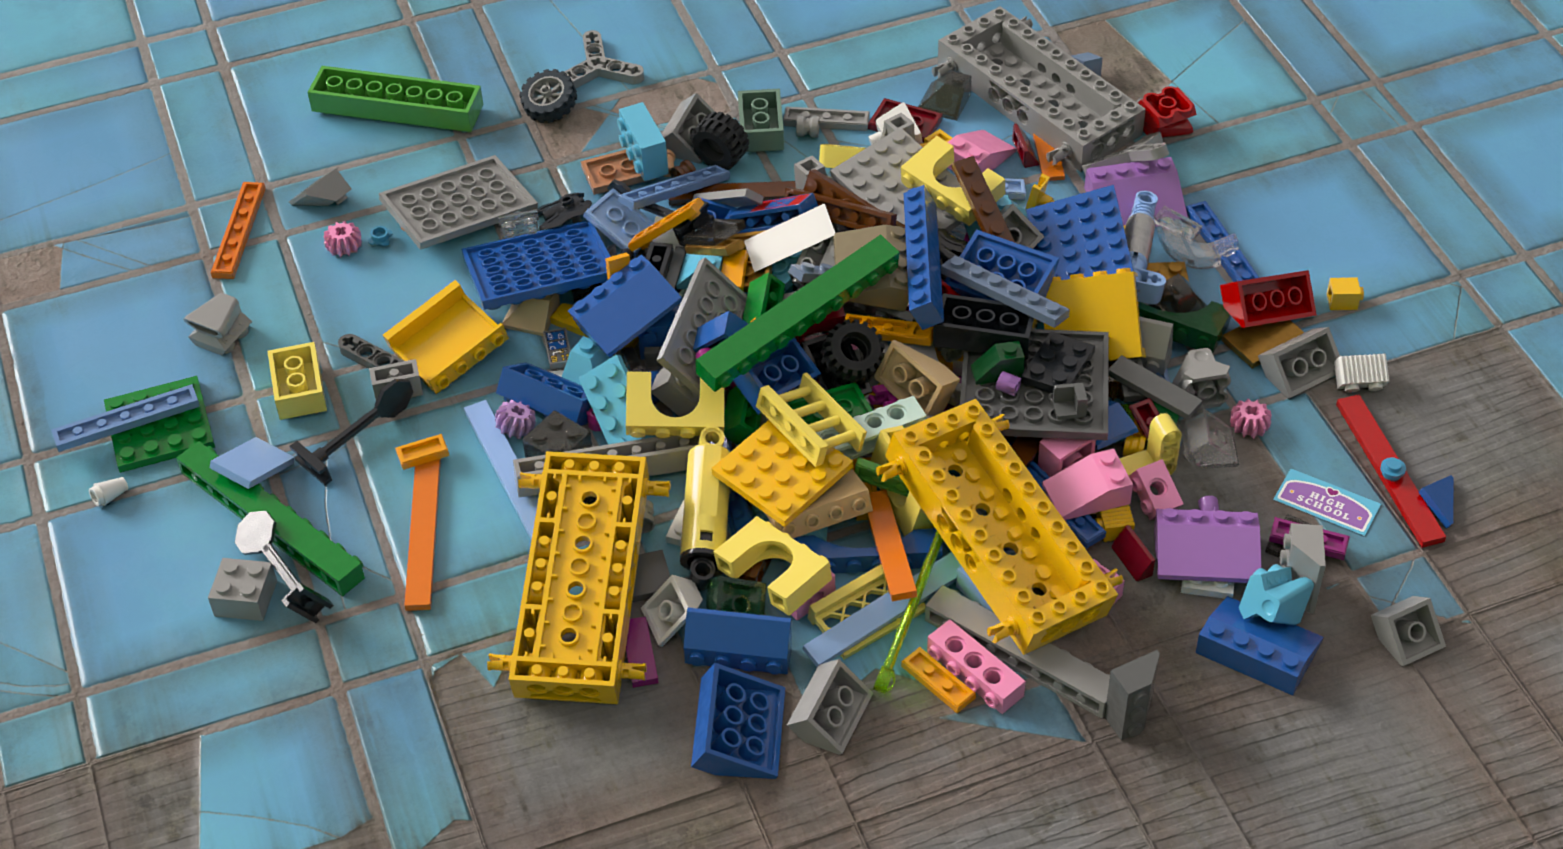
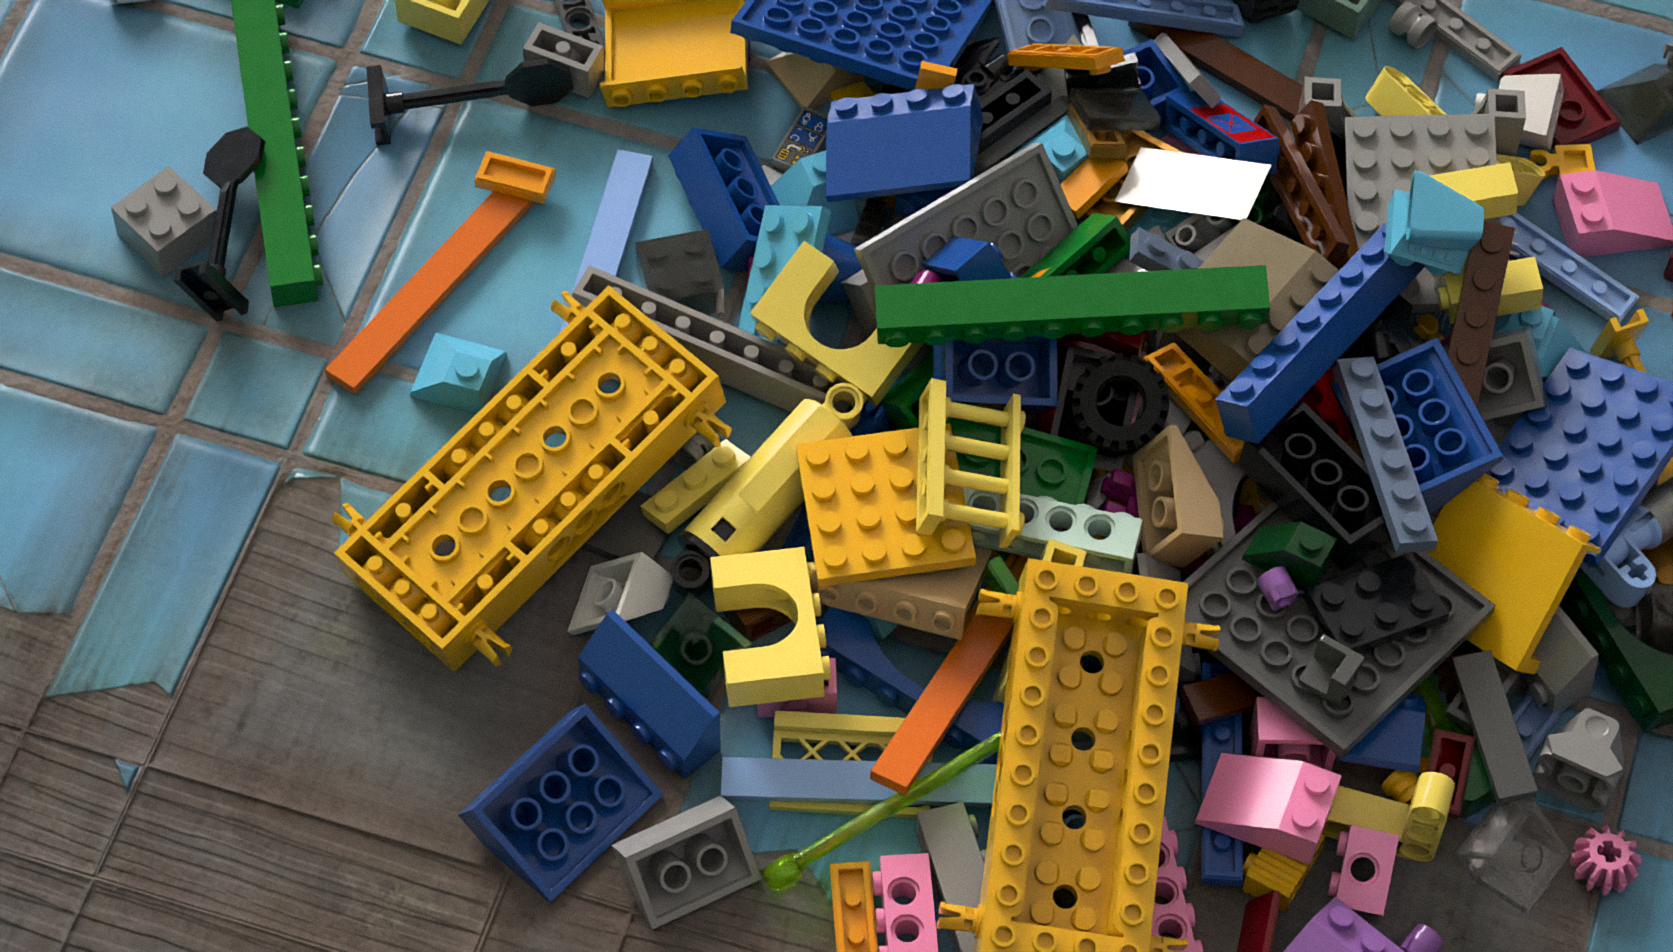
camera: 35 degrees right, 10 degrees up
(251, 462) = (308, 60): light blue tile -> none
(480, 563) = (458, 373): none -> medium azure slope
(515, 419) = (659, 207): lavender gear -> none
(640, 650) = (538, 623): magenta tile -> none
(663, 532) = (694, 487): none -> light yellow plate
(934, 177) = (1432, 226): none -> medium azure piece

